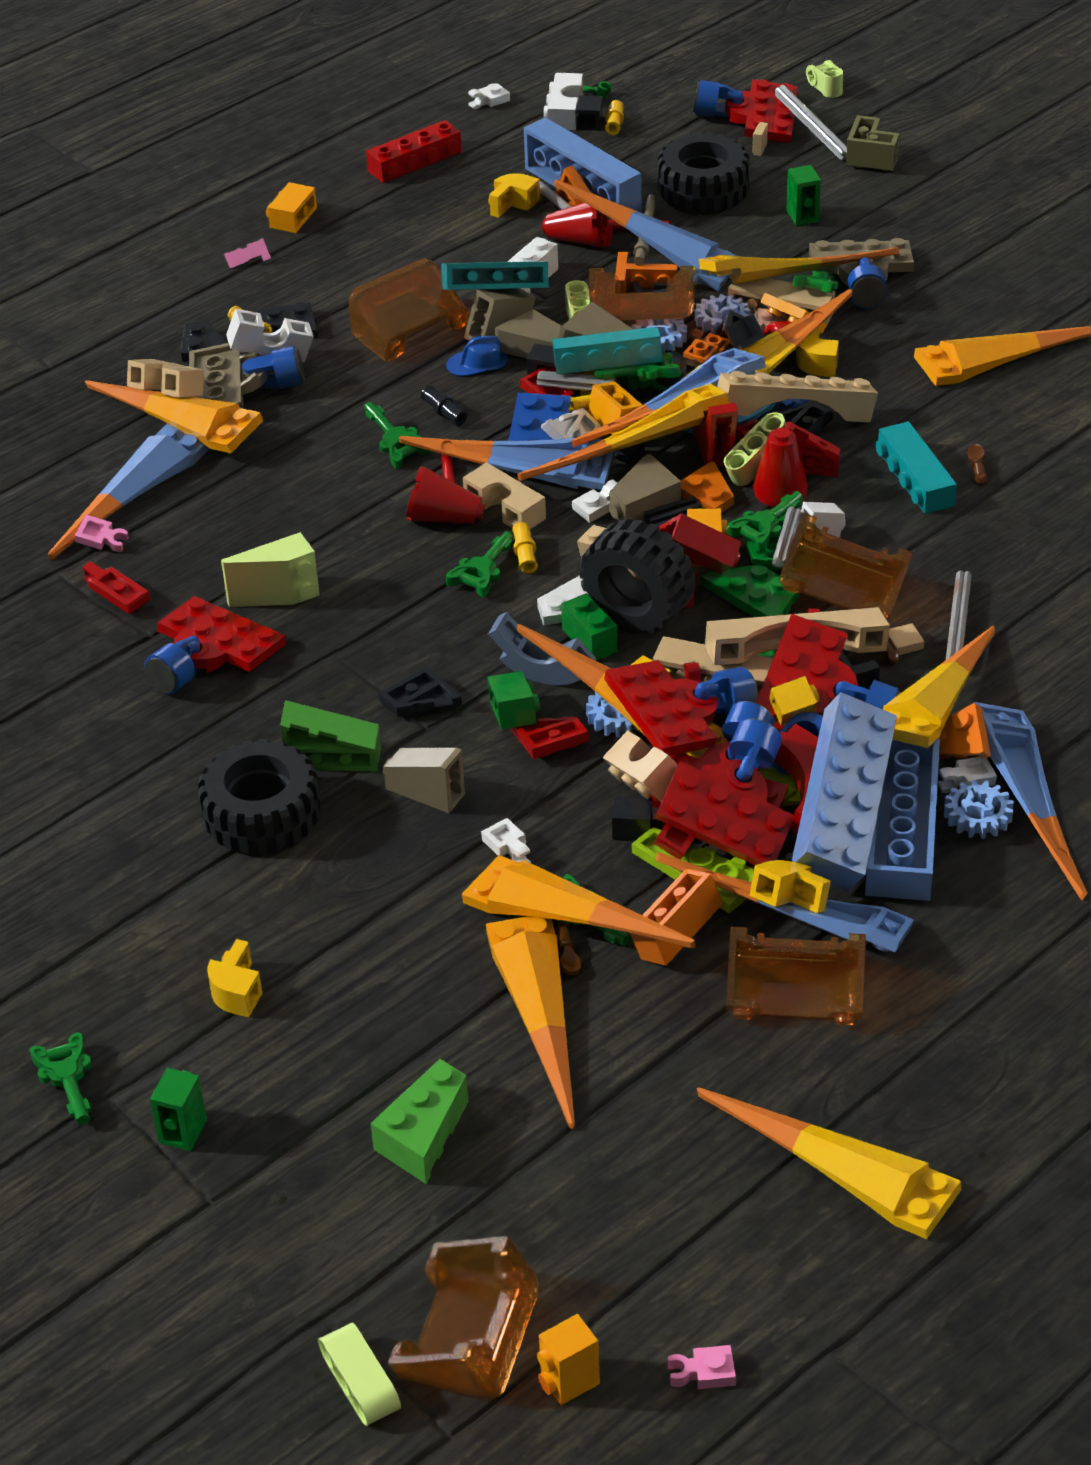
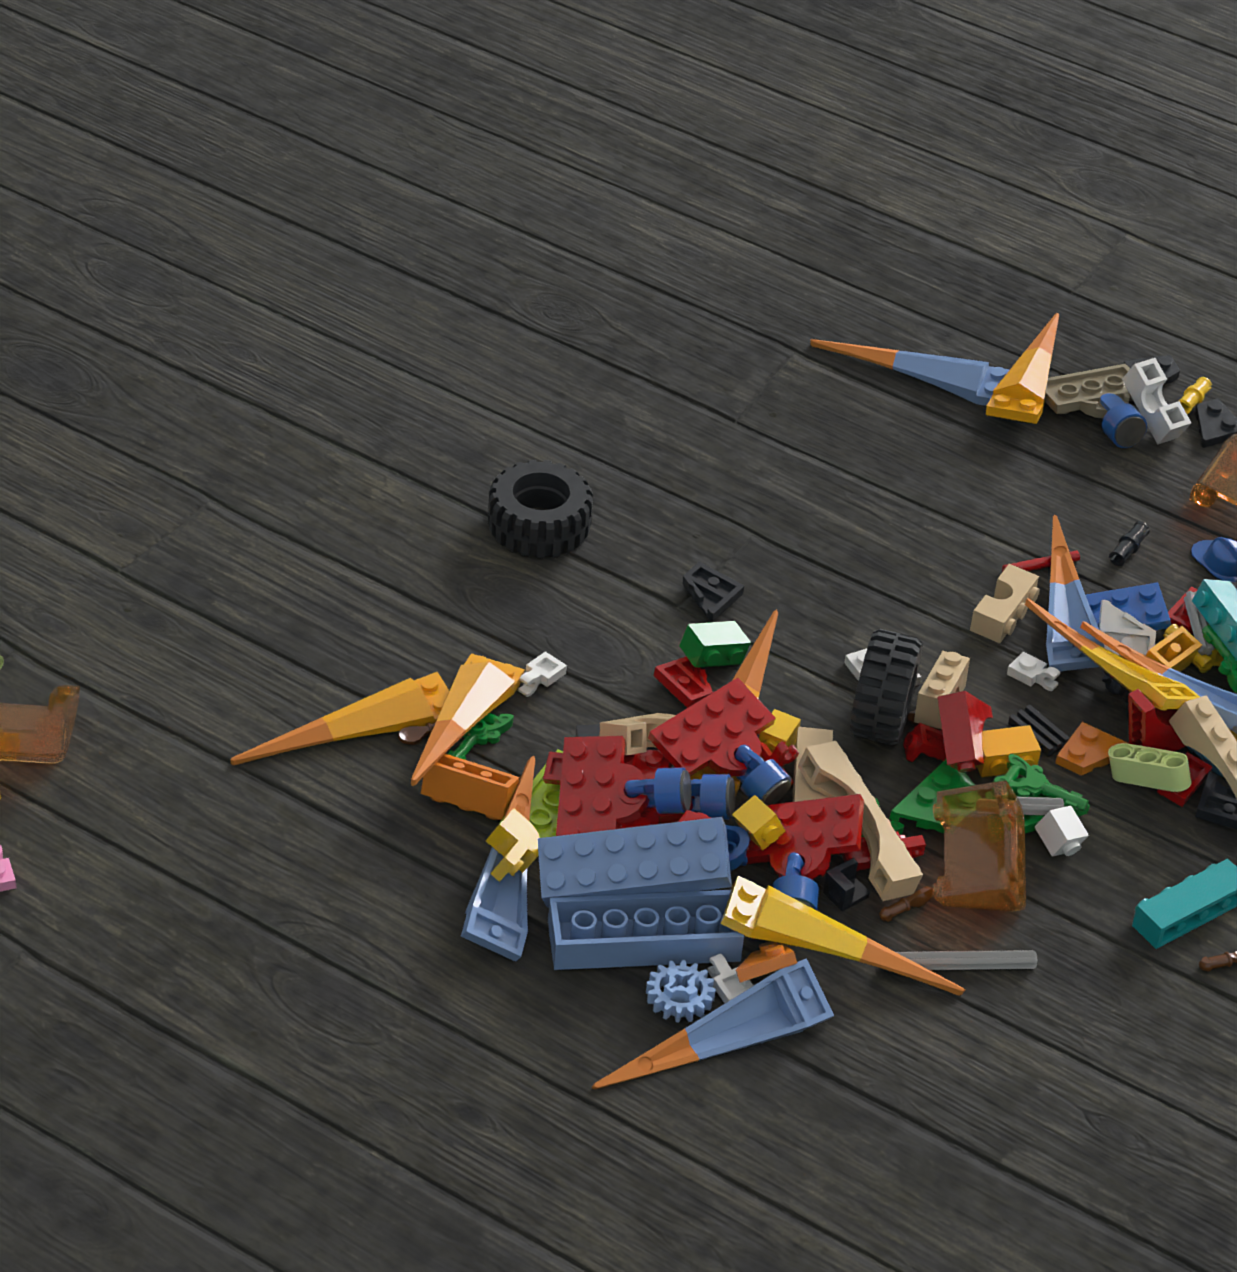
camera: 70 degrees right, 0 degrees up
(65, 1072) = (222, 467): green piece -> none
(97, 532) = (845, 361): bright pink plate -> none
(115, 587) = (779, 384): red hinge -> none
(165, 376) = (1066, 351): tan arch -> none
(178, 1109) = (185, 523): green brick -> none
(207, 639) = (738, 456): red plate -> none
(232, 982) = (334, 532): yellow brick -> none
(272, 574) = (823, 467): yellowish green slope -> none
(331, 739) = (623, 536): bright green wedge -> none
(390, 439) = (1066, 516): green piece -> none
(421, 1119) = (210, 663): bright green wedge -> none
(427, 776) = (598, 607): dark tan slope -> none
(442, 501) = (973, 554): red cone -> none
(480, 570) = (900, 604): green piece -> none
(524, 547) = (941, 628): yellow pin -> none
(525, 656) = (783, 649): sand blue arch -> none
(589, 624) = (834, 685): green brick -> none
(642, 489) = (1058, 697): dark tan slope -> none
(780, 469) = (1124, 792): red cone -> none
(796, 977) = (421, 871): clear orange windscreen -> none
(817, 454) = (1167, 811): red wing -> none
(886, 1181) = (204, 964): yellow plate -> none
(905, 639) = (917, 921): tan tile -> none

